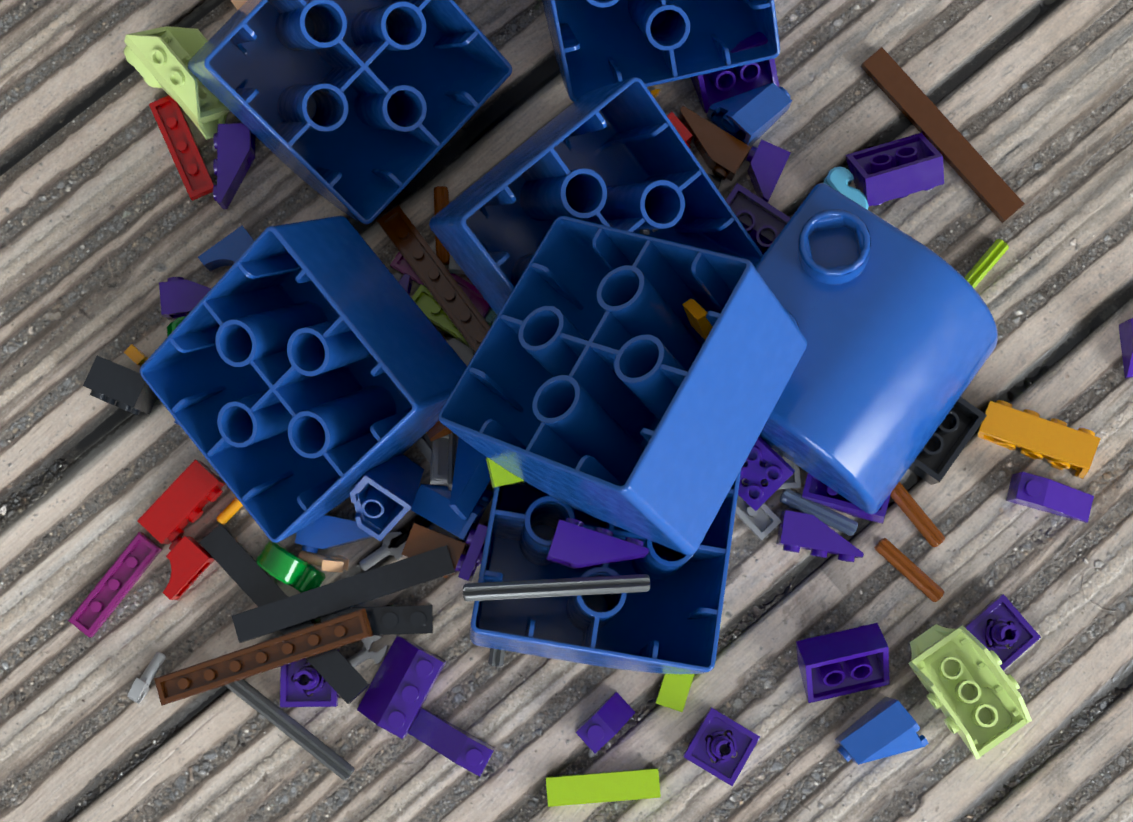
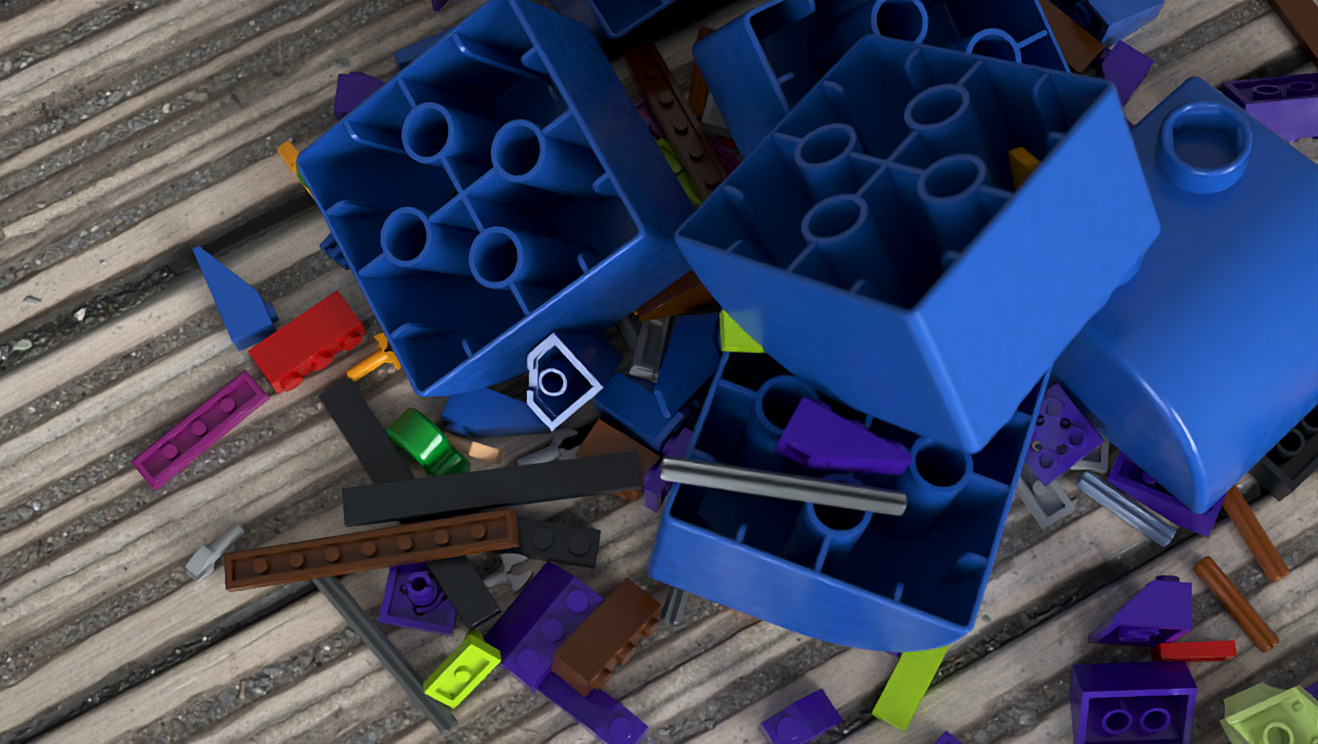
camera: 10 degrees right, 10 degrees down
(117, 383) = (266, 186): black brick -> none
(125, 486) = (239, 304): none -> blue slope
(187, 564) = (298, 421): red arch -> none
(349, 732) = (462, 670): none -> lime tile
(451, 689) = (606, 638): none -> reddish brown brick
(809, 533) = (1111, 531): dark purple slope -> none
(845, 597) = (1149, 617): none -> dark purple slope
(882, 613) = (1194, 651): none -> red tile

